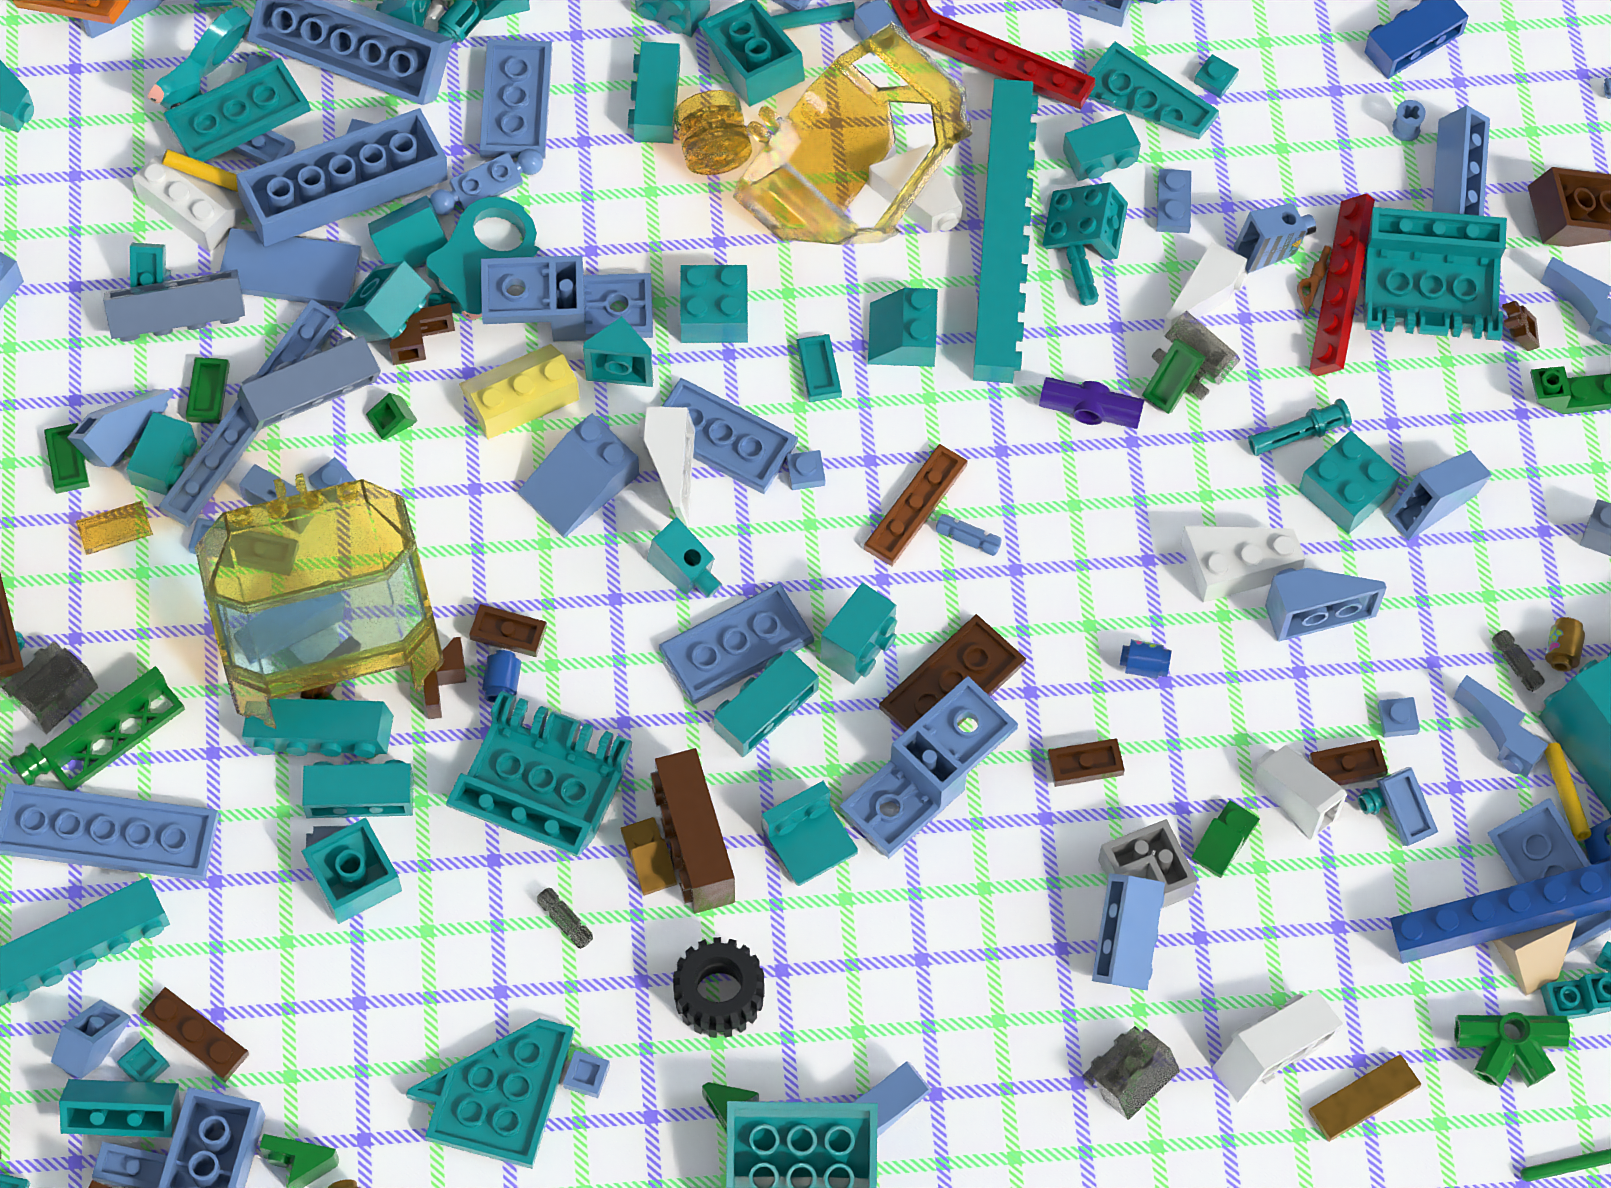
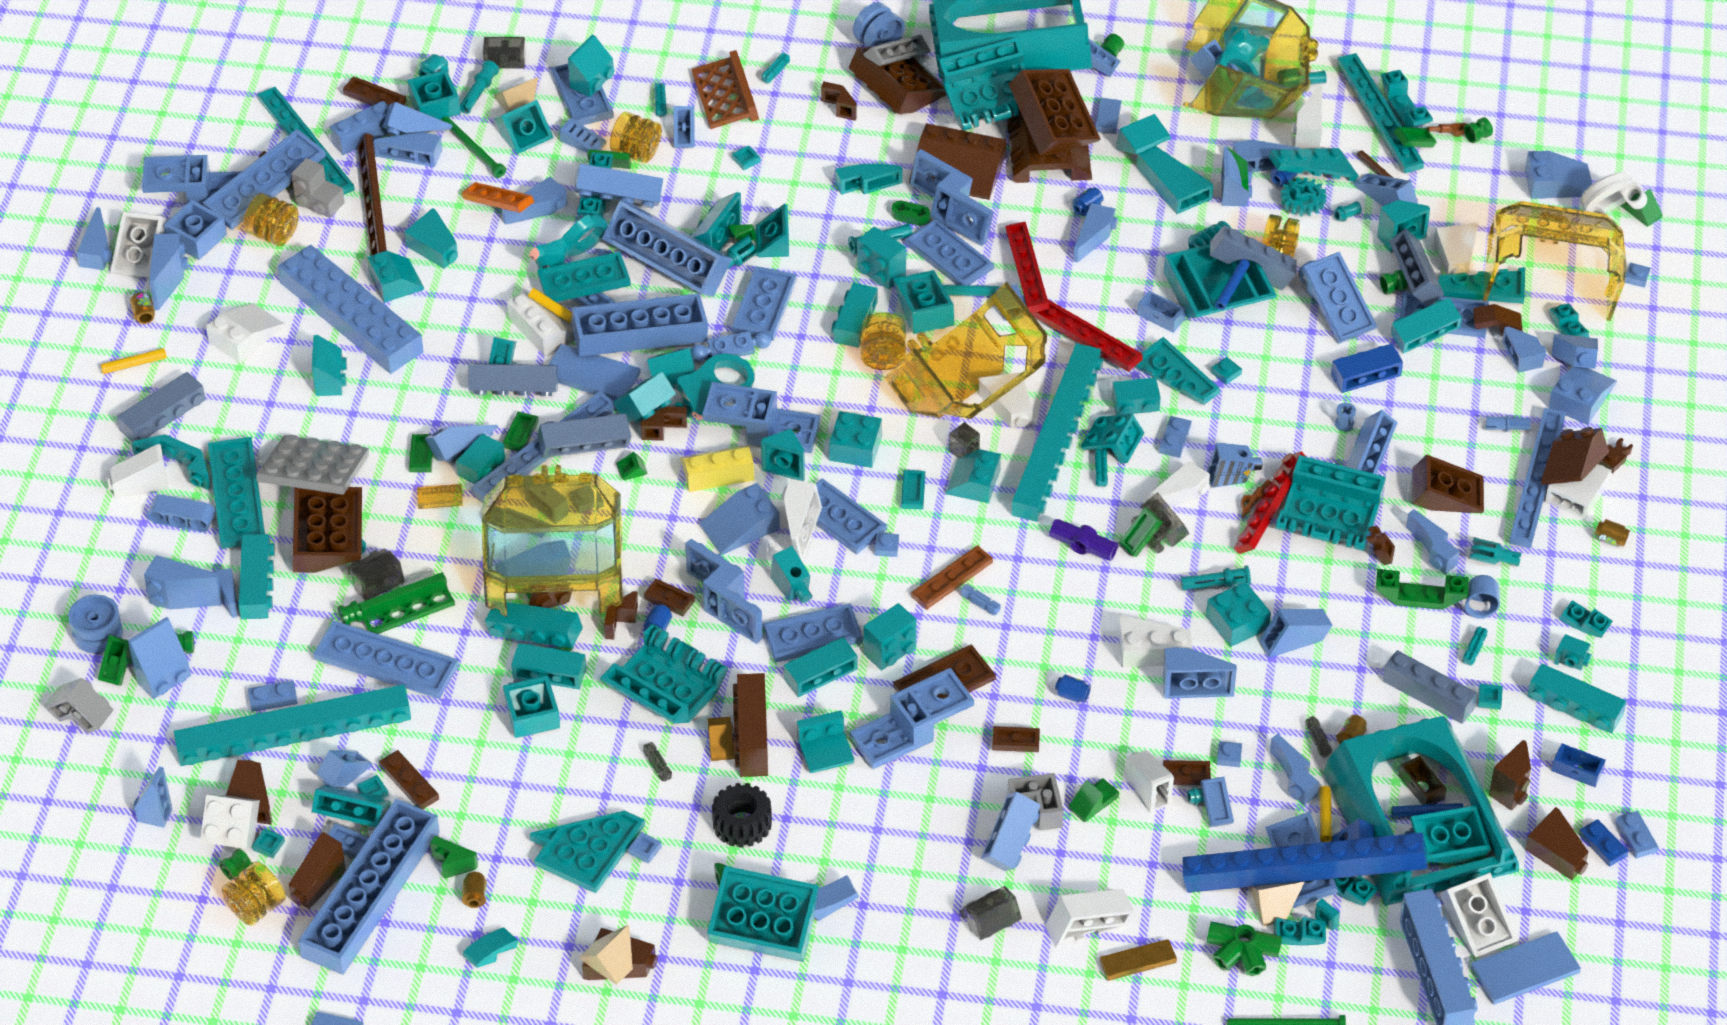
camera: 15 degrees right, 15 degrees down
(590, 607) = (724, 591): none -> medium blue bracket
(874, 275) = (963, 440): none -> clear smoke brick

